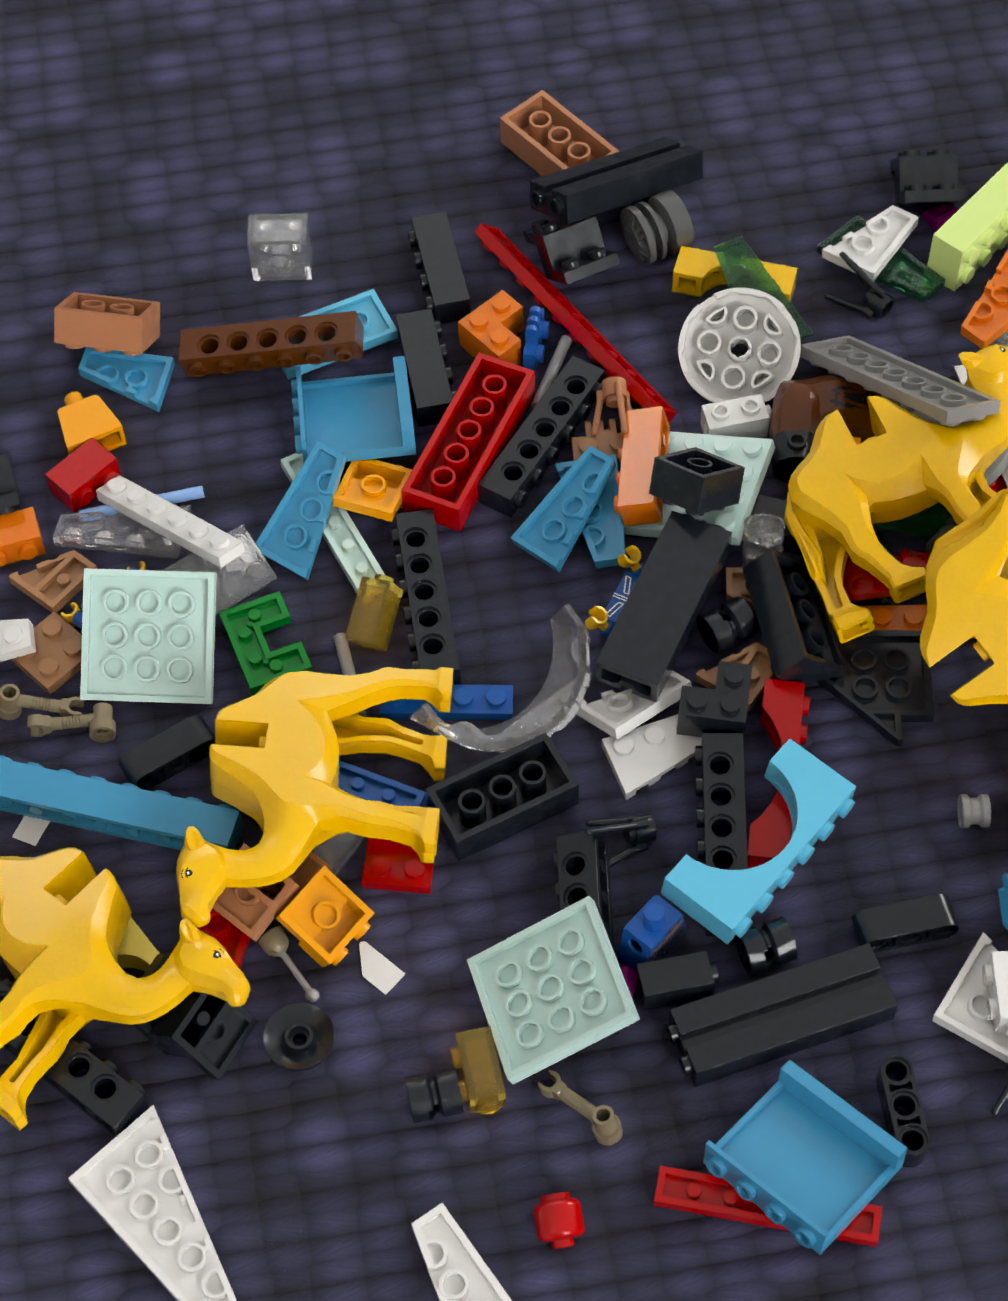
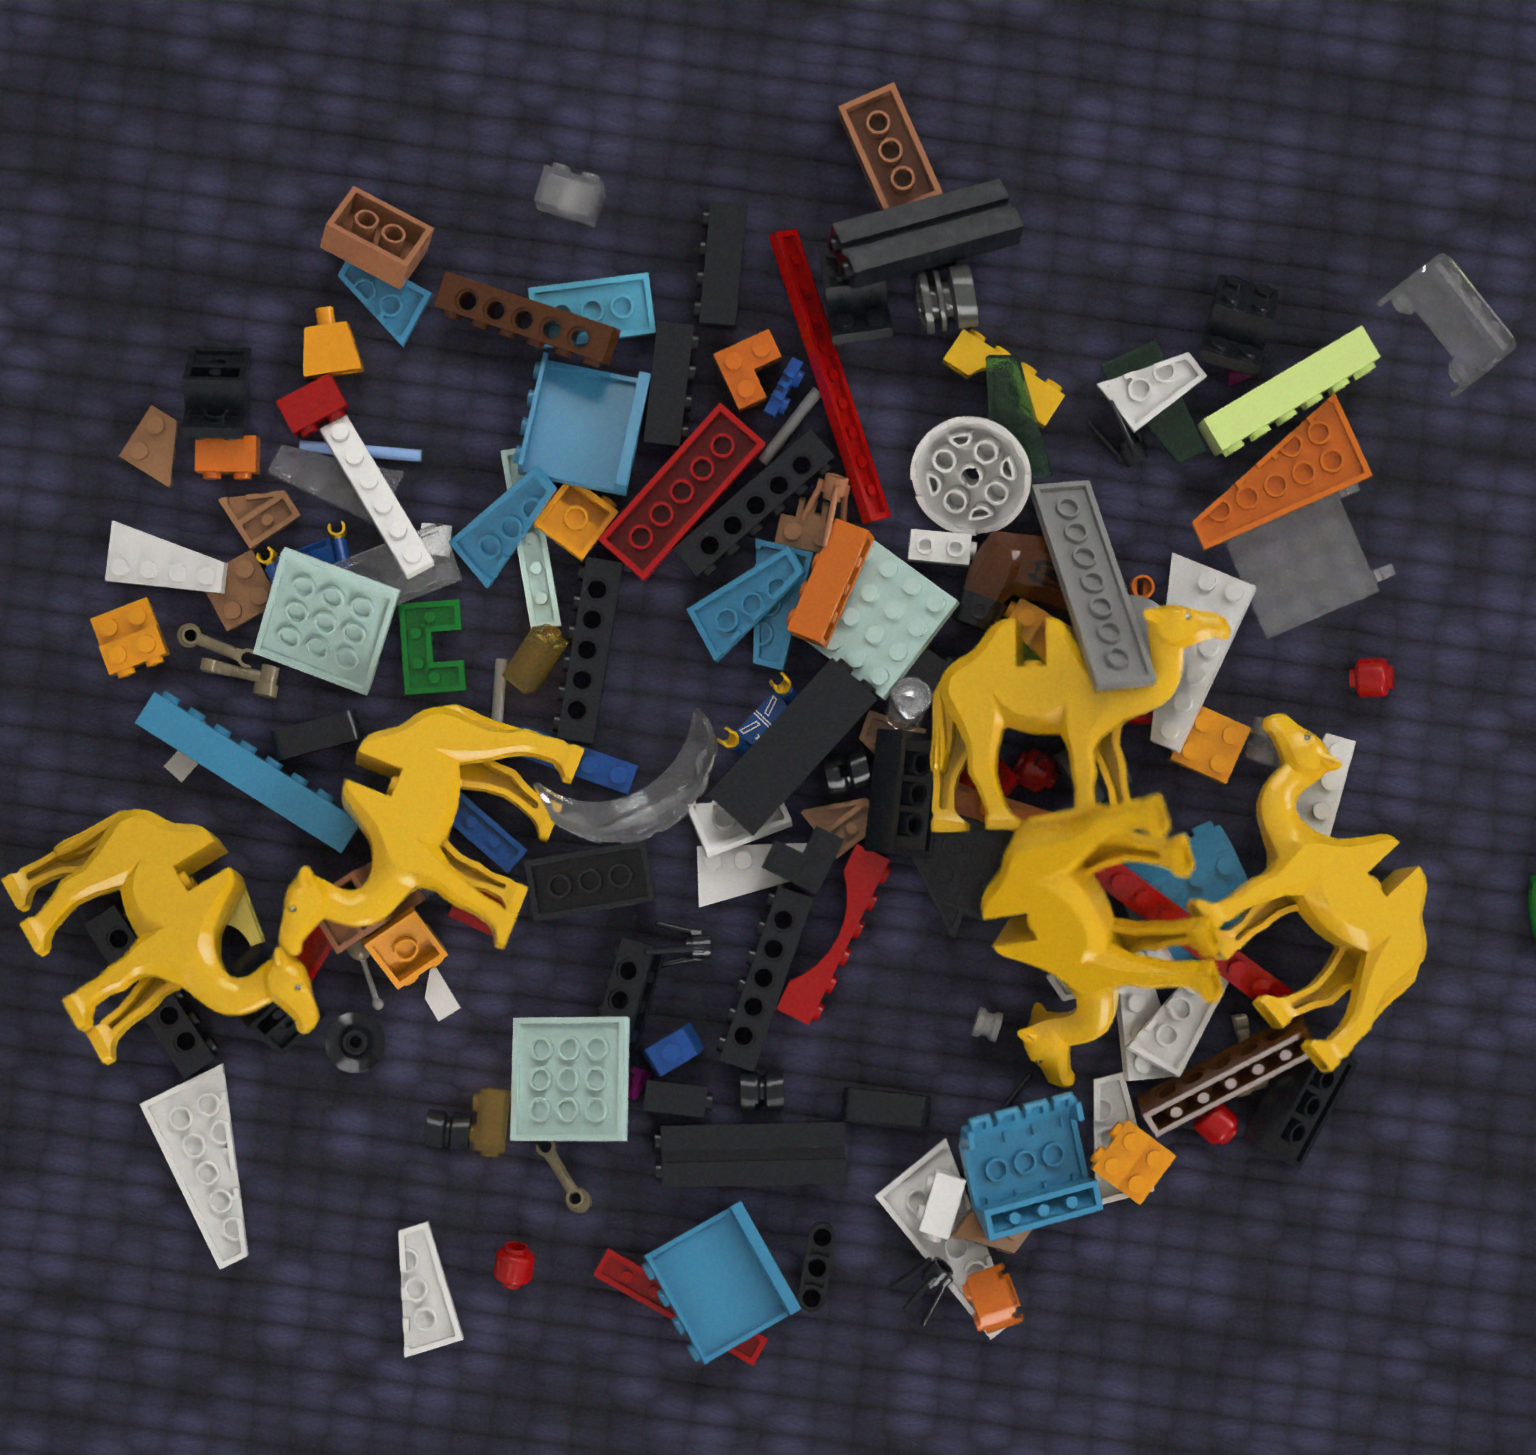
camera: 15 degrees right, 30 degrees up
(696, 481) = (863, 639): black brick -> none
(729, 898) = (848, 986): medium azure arch -> none

